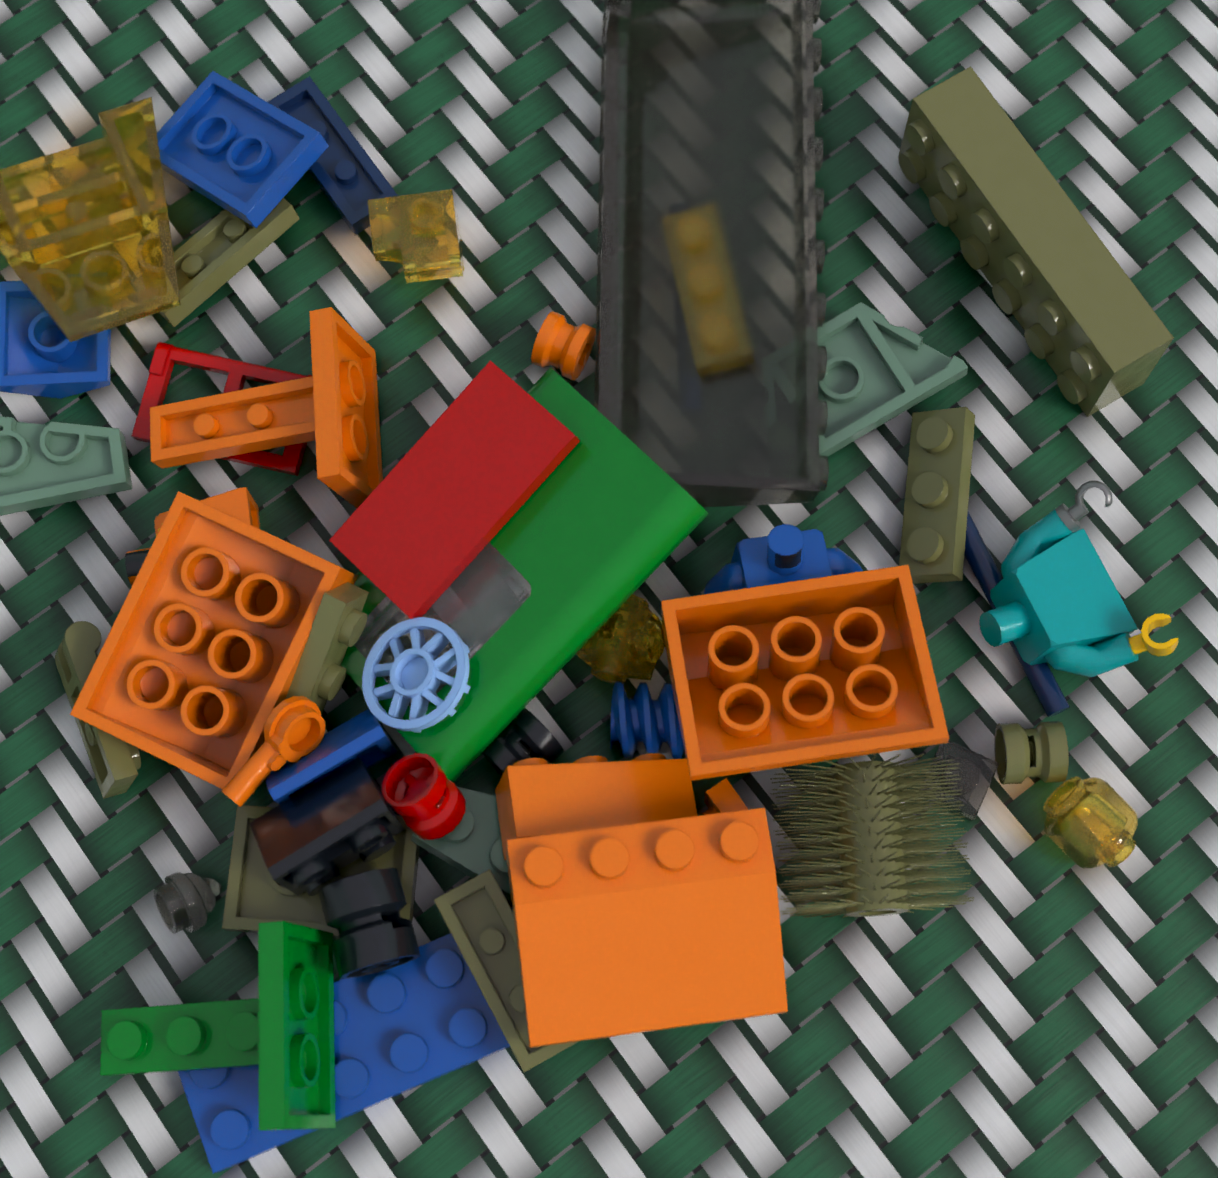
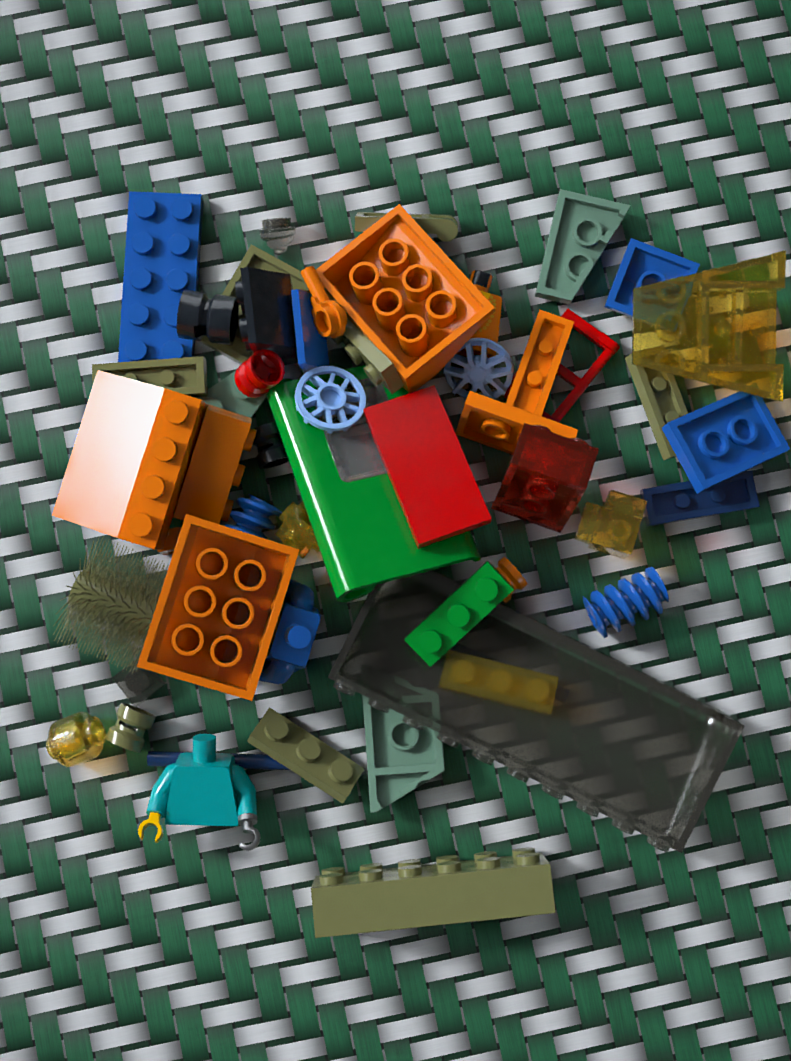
camera: 110 degrees right, 10 degrees up
(276, 501) = (480, 369): none -> light blue wheel
(281, 1031) = (178, 248): green piece -> none
(393, 330) = (545, 477): none -> clear red slope
(513, 182) = (626, 601): none -> blue piece
(640, 370) = (459, 613): none -> green plate

